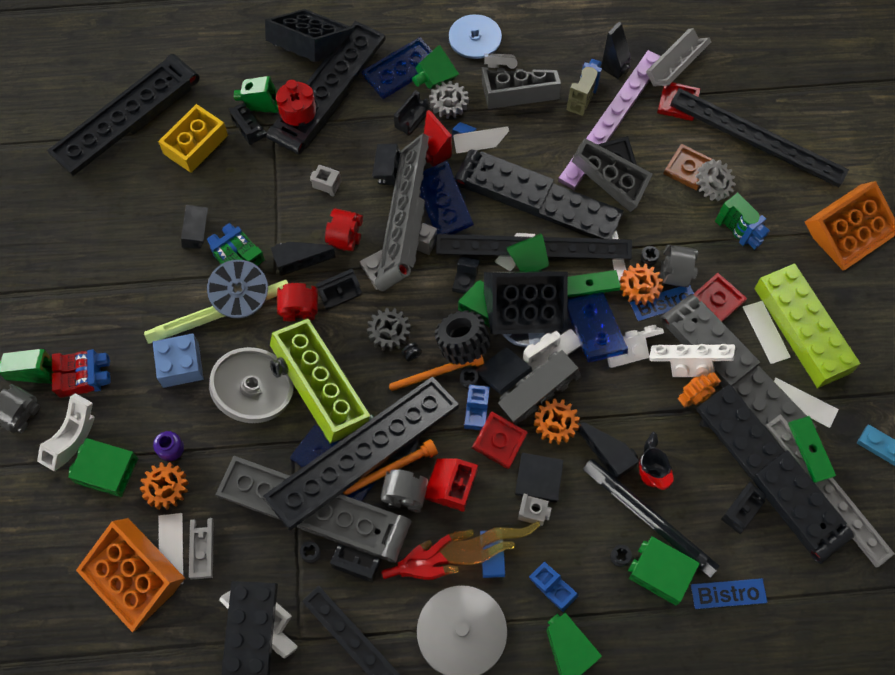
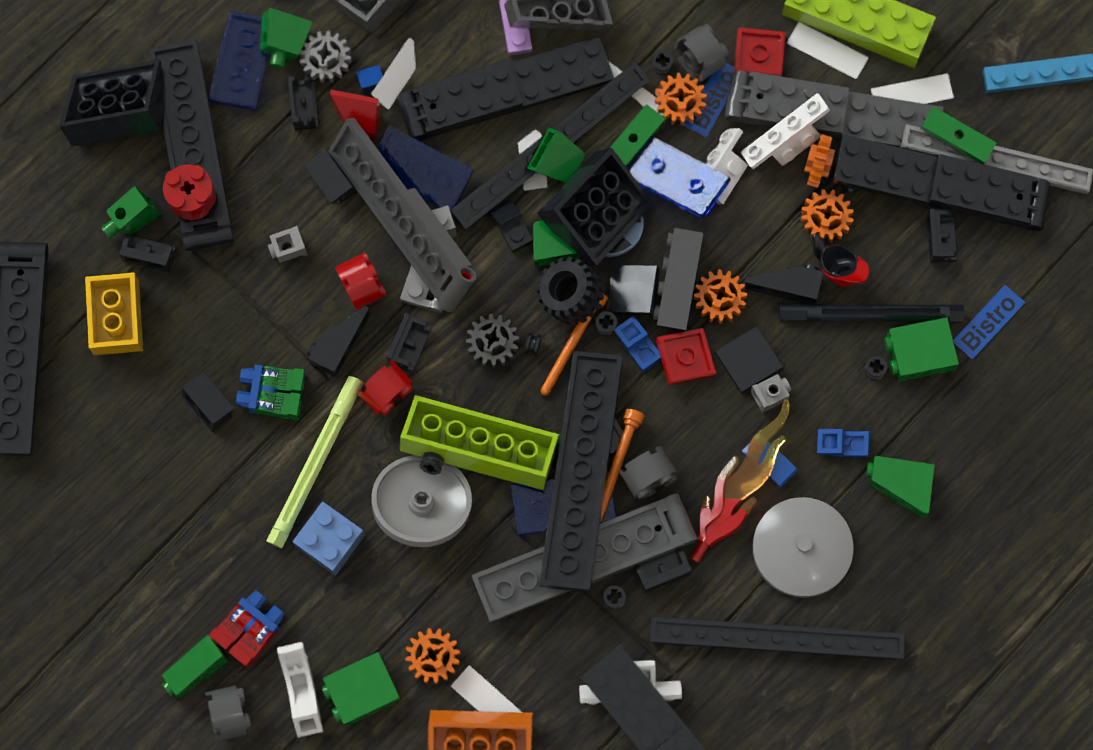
camera: 40 degrees left, 10 degrees up
(168, 446) = (402, 619): dark purple head -> none
(201, 550) = (521, 679): light grey hinge -> none
(232, 274) = (301, 413): sand blue piece -> none
(451, 483) = (681, 430): red slope -> none
(550, 343) = (656, 233): white bracket -> none
(677, 438) = (836, 217): none -> orange gear

